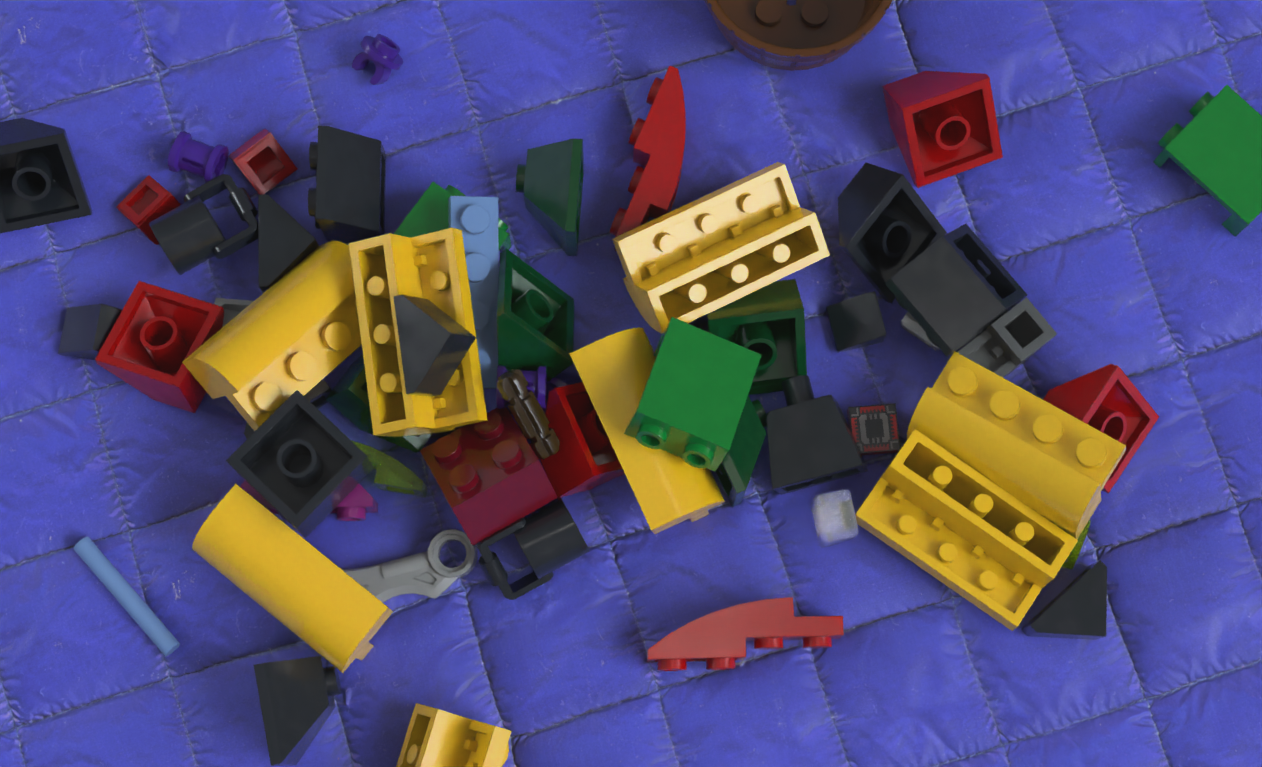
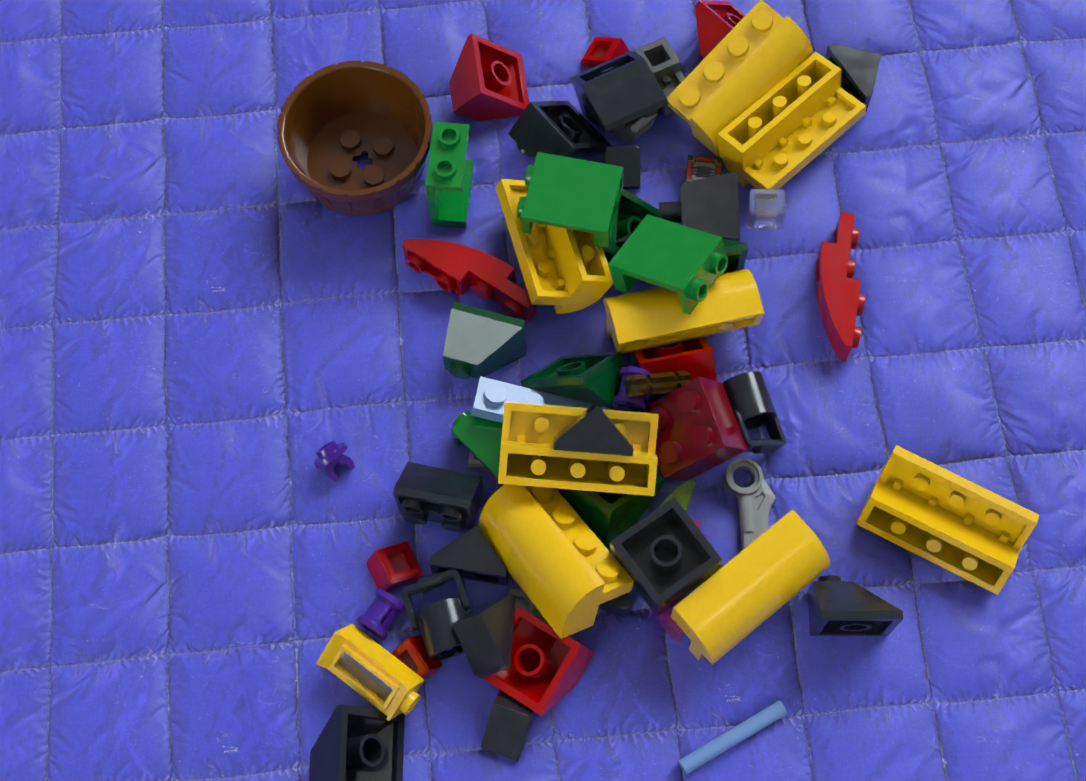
camera: 75 degrees left, 10 degrees down
(124, 163) = (371, 671): none -> yellow window
(182, 278) = (488, 635): none -> black slope
(758, 253) = (572, 195): none -> green panel
(776, 99) = (449, 175): none -> green panel
(1030, 266) = (602, 50): none -> red slope

